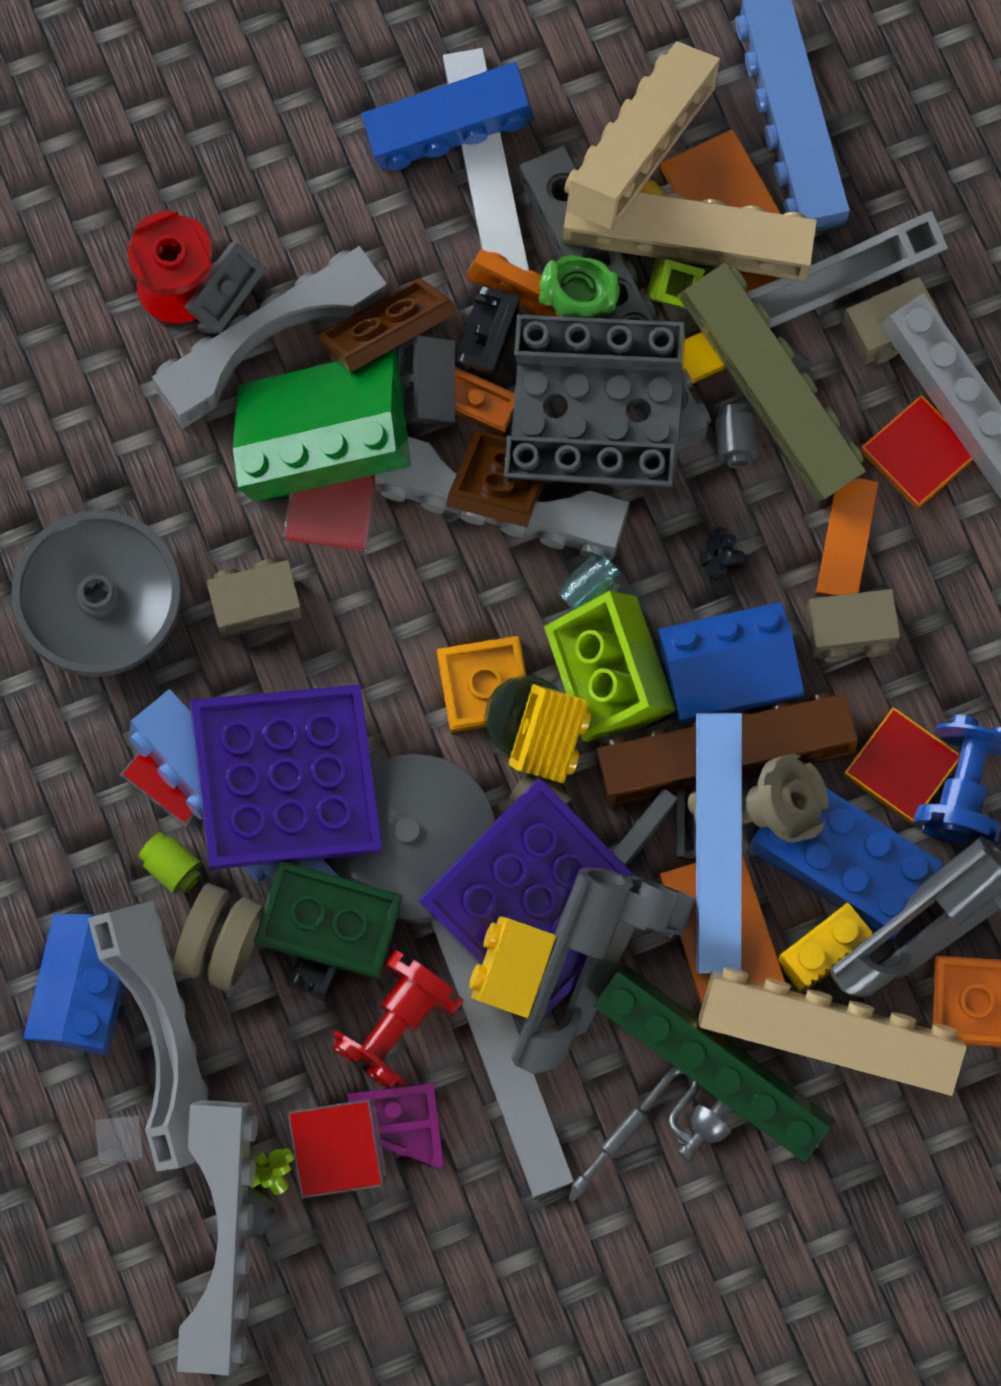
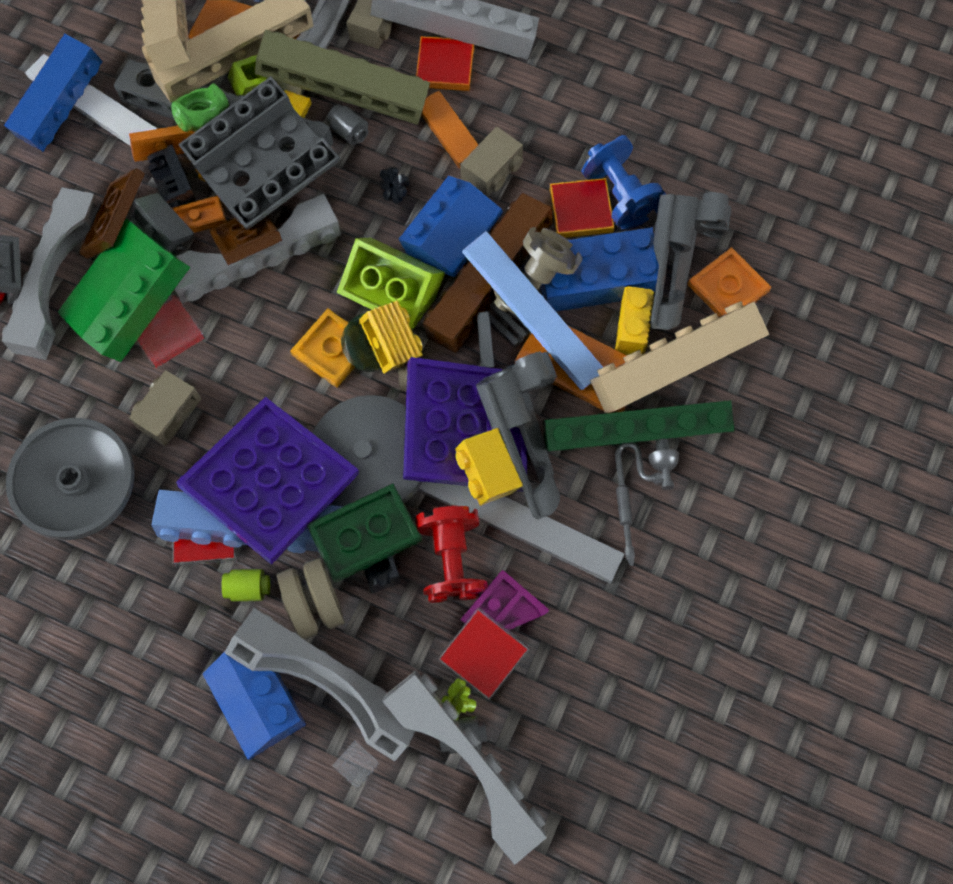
camera: 40 degrees left, 5 degrees down
(590, 581) = (339, 249): clear light blue brick -> none

